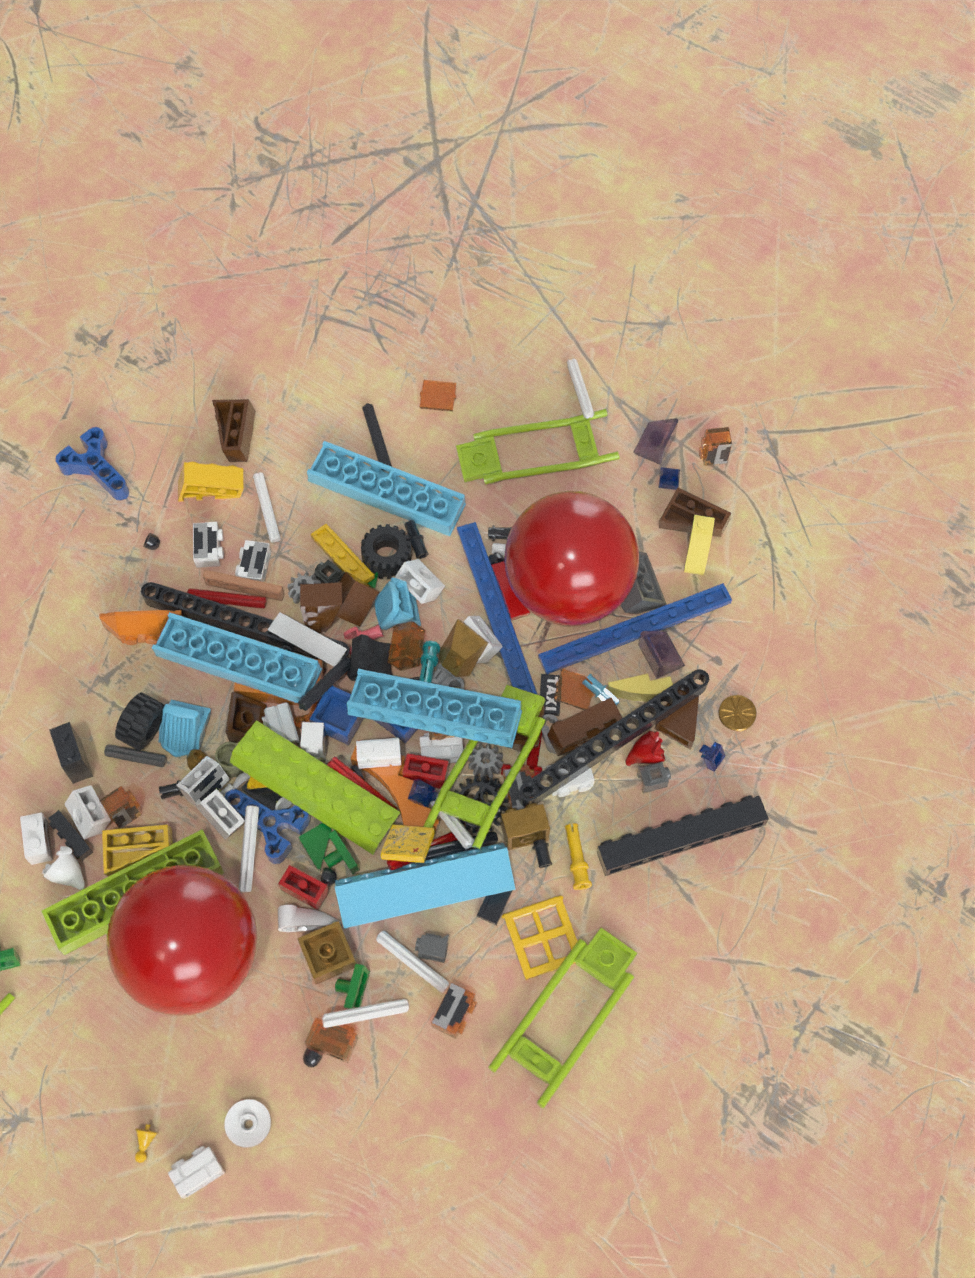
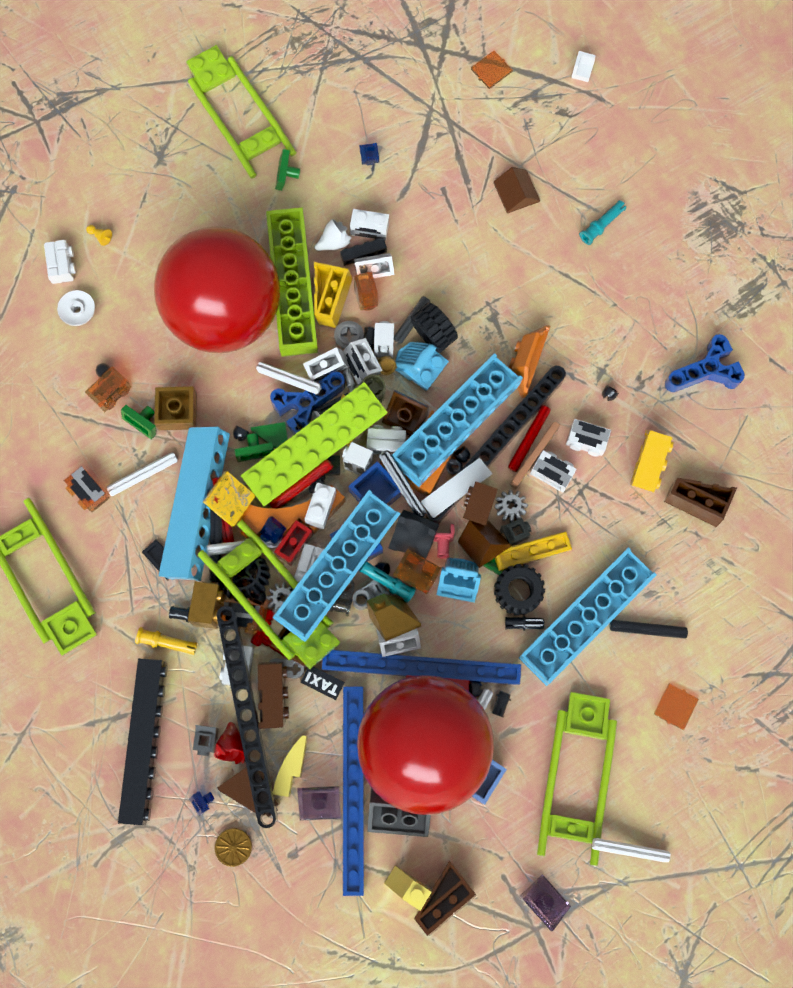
camera: 110 degrees right, 10 degrees up
(71, 752) = (428, 266): black brick -> none
(166, 809) = (342, 329): none -> light grey gear
(169, 766) = (384, 339): none -> white brick
(266, 507) = (608, 502): white axle -> none
(302, 919) = (214, 402): white piece -> none
(303, 887) = (237, 409): red brick -> none
(365, 1013) = (114, 420): white axle -> none
(420, 581) = (477, 608): white brick -> none
(432, 947) = (144, 492): dark grey window -> none
(542, 937) = (114, 586): yellow window -> none
(572, 691) = (317, 706): clear orange piece -> none
(599, 690) = (305, 728): medium azure axle -> none
(669, 478) = (499, 897): clear blue tile -> none
(715, 446) = (510, 958): clear orange brick -> none

